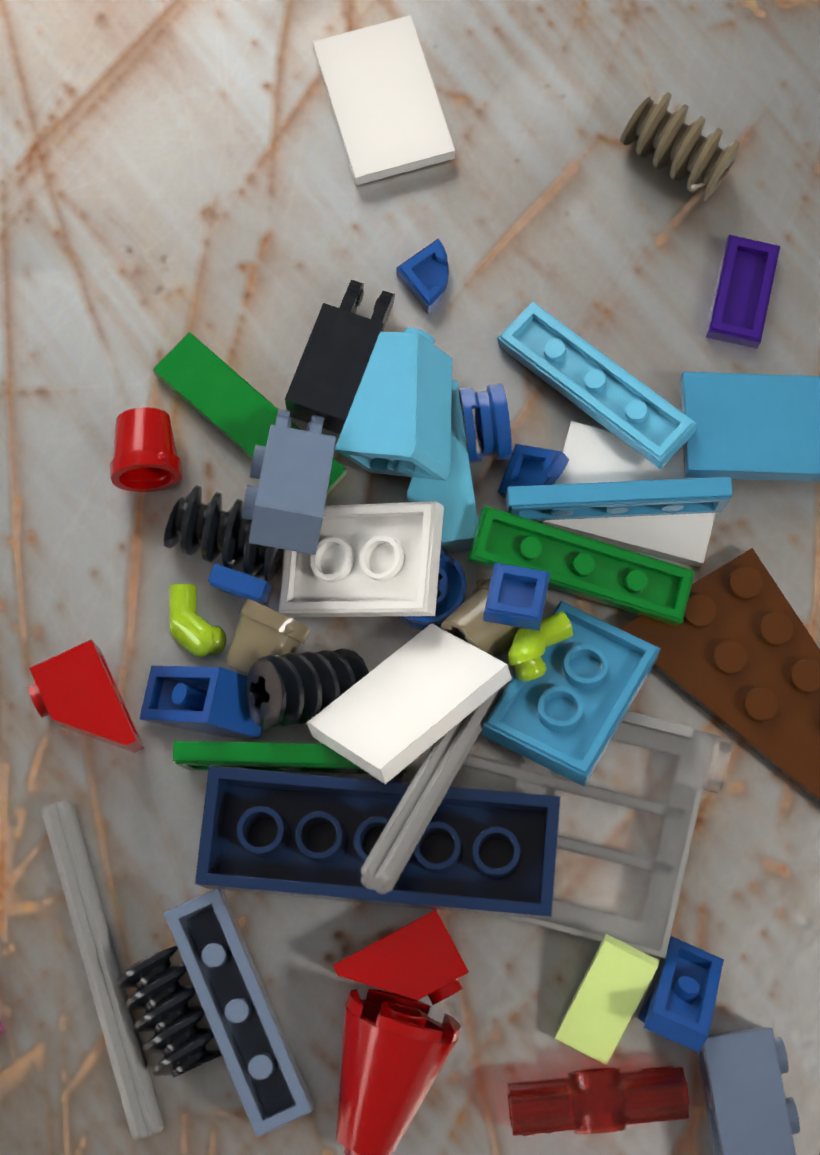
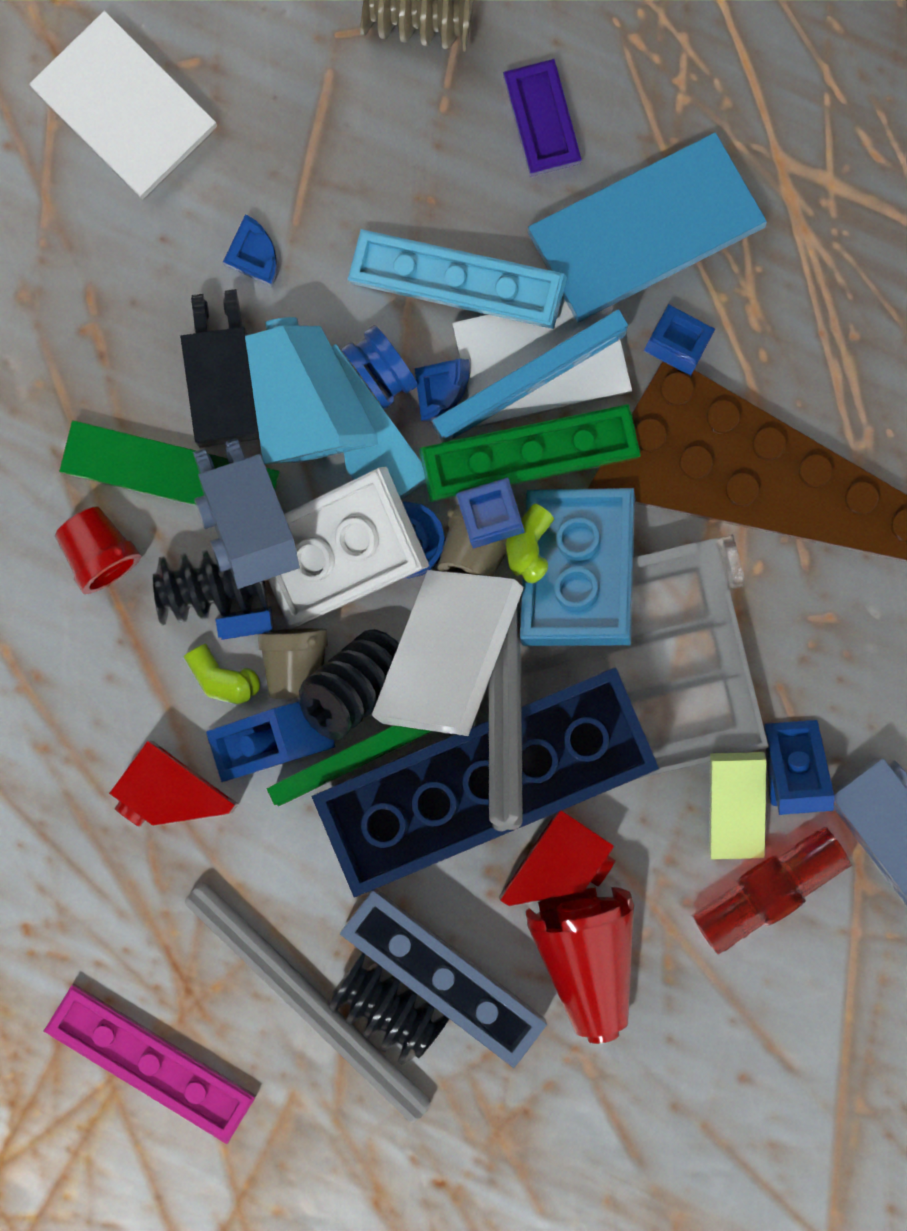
camera: 30 degrees left, 10 degrees up
(770, 541) = (679, 340): none -> blue tile

